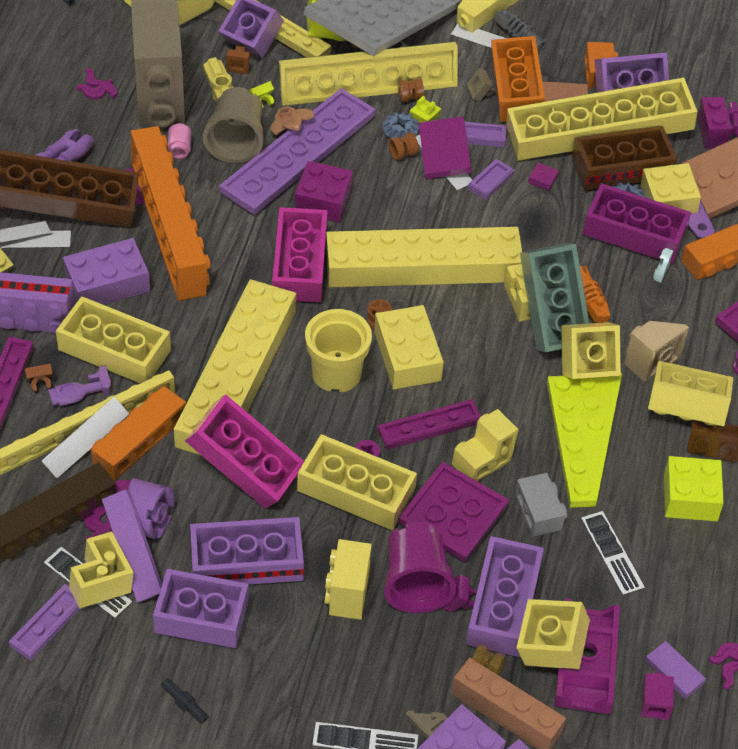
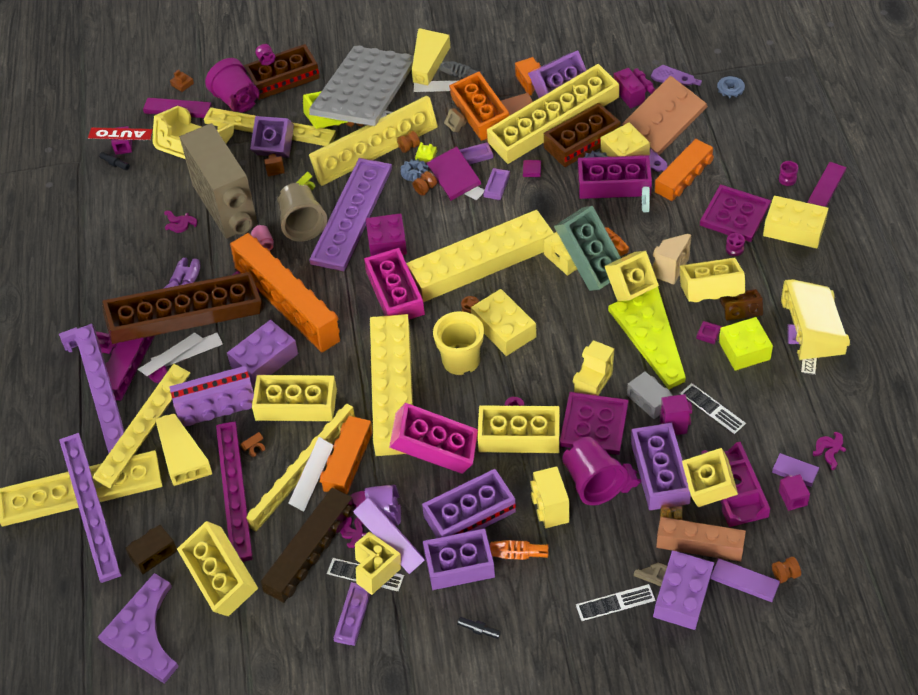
camera: 15 degrees left, 0 degrees up
(75, 392) = (284, 445): medium lavender piece -> none
(217, 77) = (268, 184): light yellow piece -> none
(279, 626) = (517, 549): none -> orange hinge
(290, 119) = (334, 193): nougat plate -> none
(428, 424) = (544, 370): magenta tile -> none
(557, 539) = (676, 411): none -> magenta brick
(655, 457) = (708, 332): none -> magenta tile

